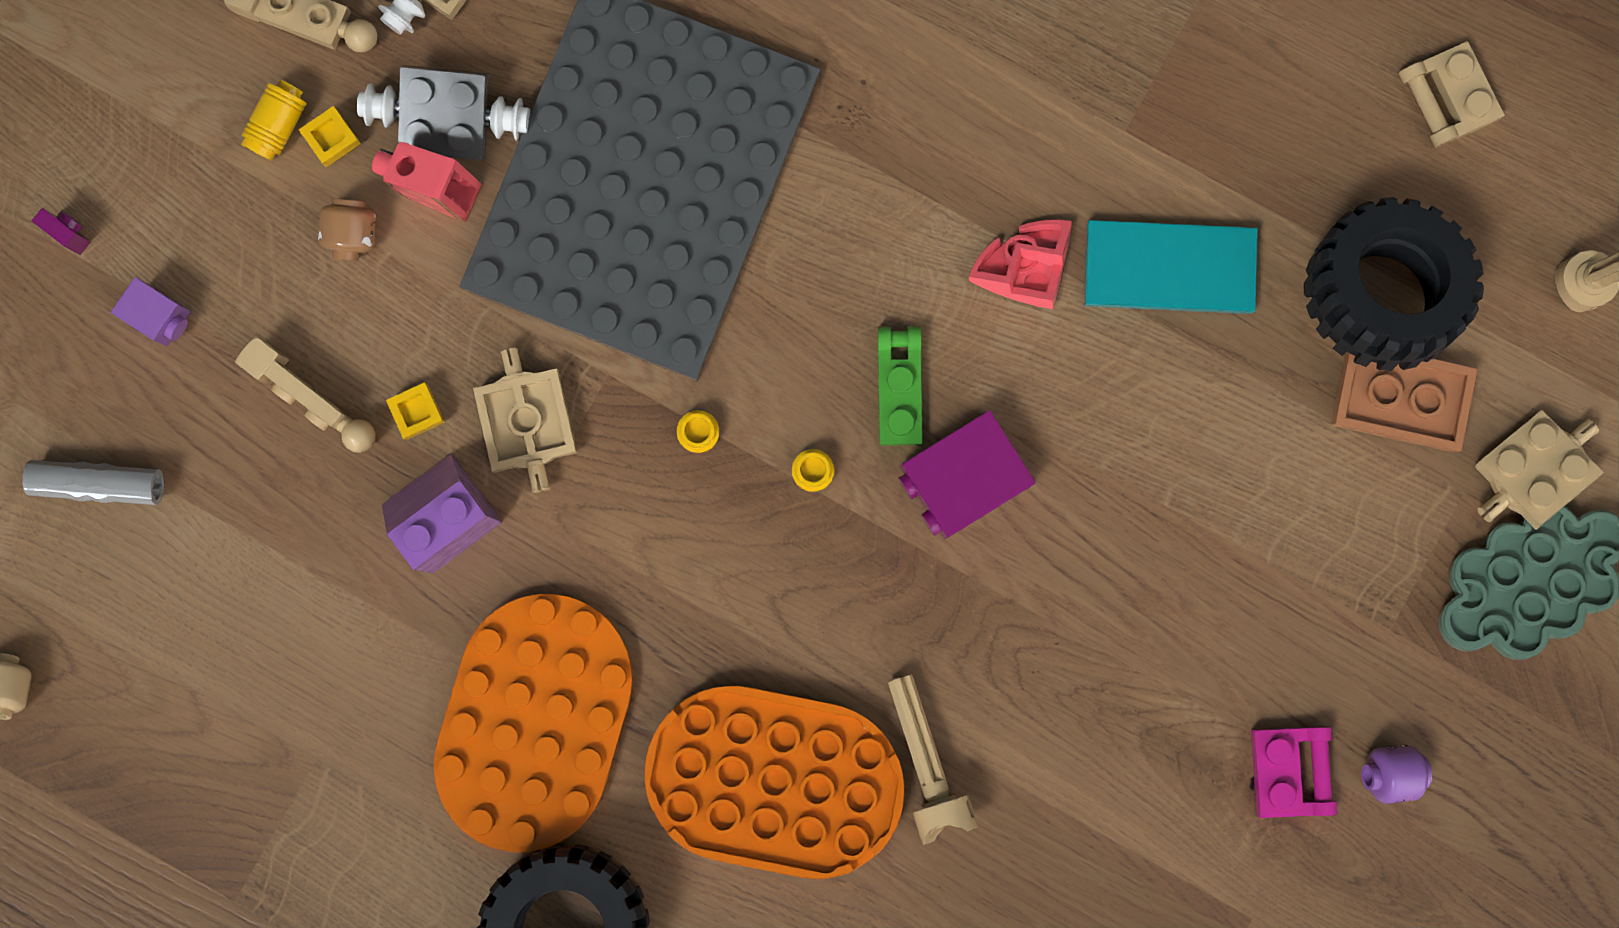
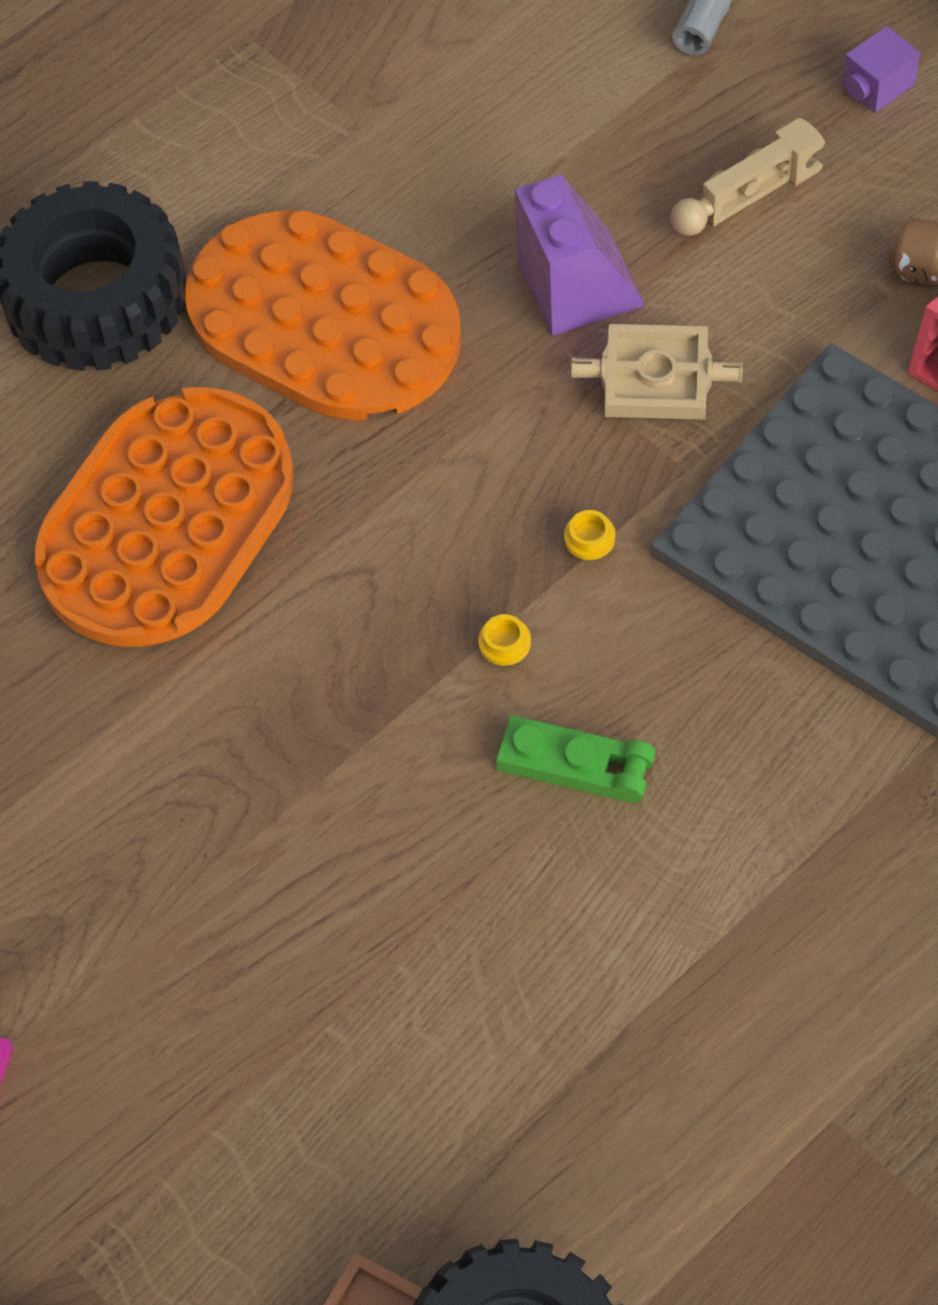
camera: 115 degrees right, 25 degrees down
(415, 411) = (700, 274): yellow plate -> none
(941, 807) = (60, 665): tan piece -> none
(965, 476) = (440, 795): magenta brick -> none
(1027, 264) = (685, 942): coral brick -> none
(1170, 267) = (630, 1118): teal tile -> none

